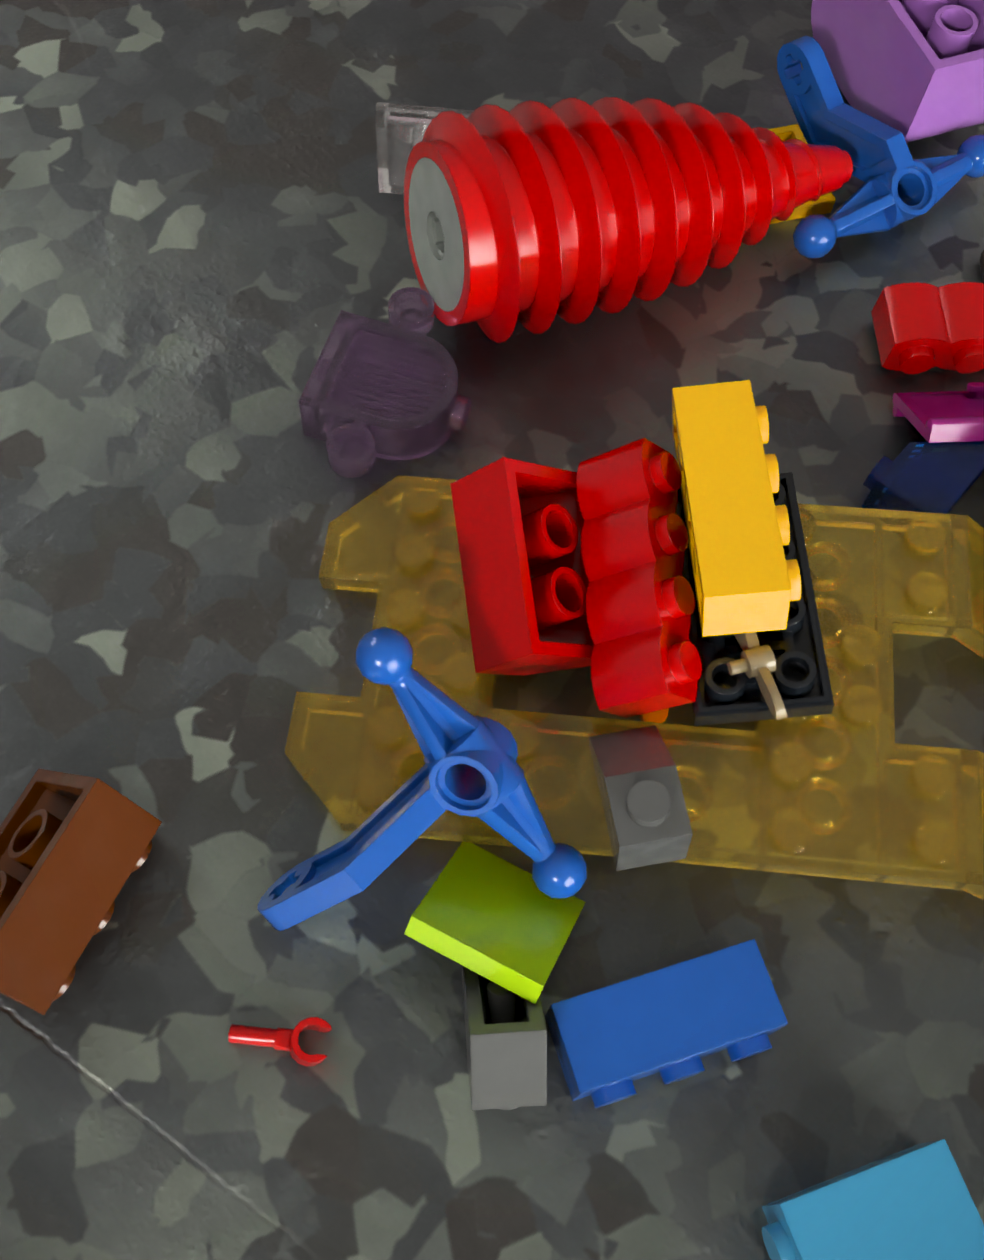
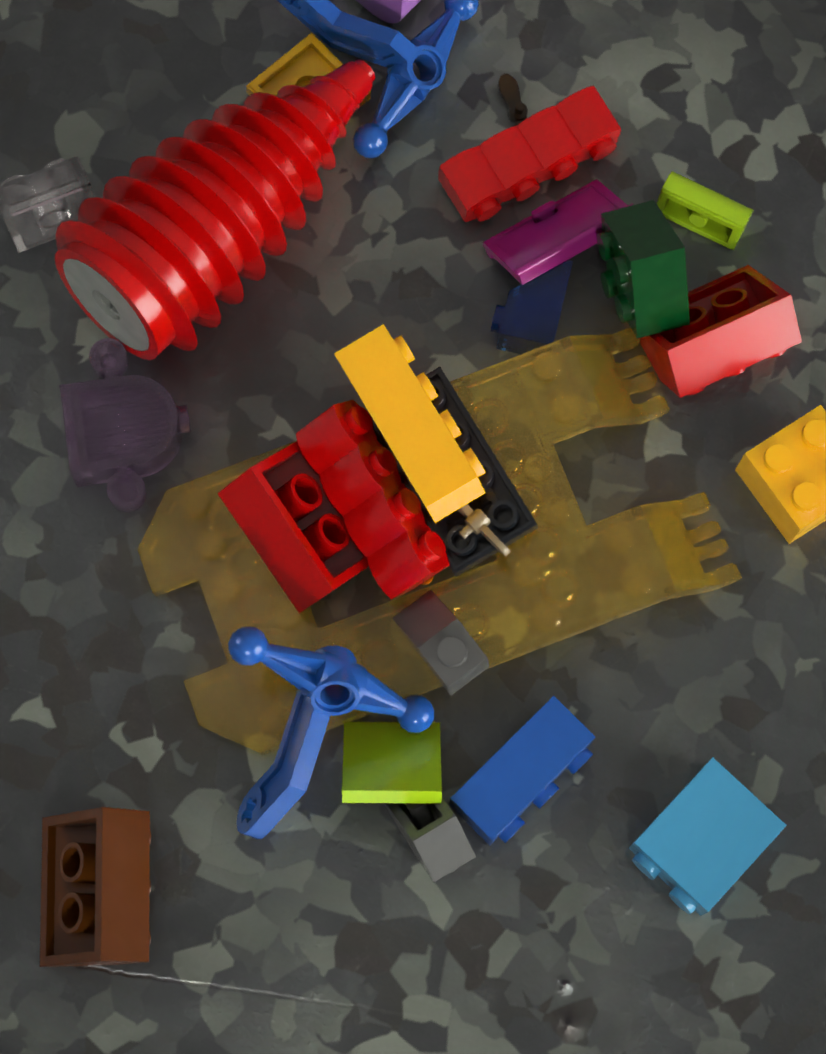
camera: 25 degrees left, 10 degrees up
(281, 1038) = (296, 901): red hand -> none

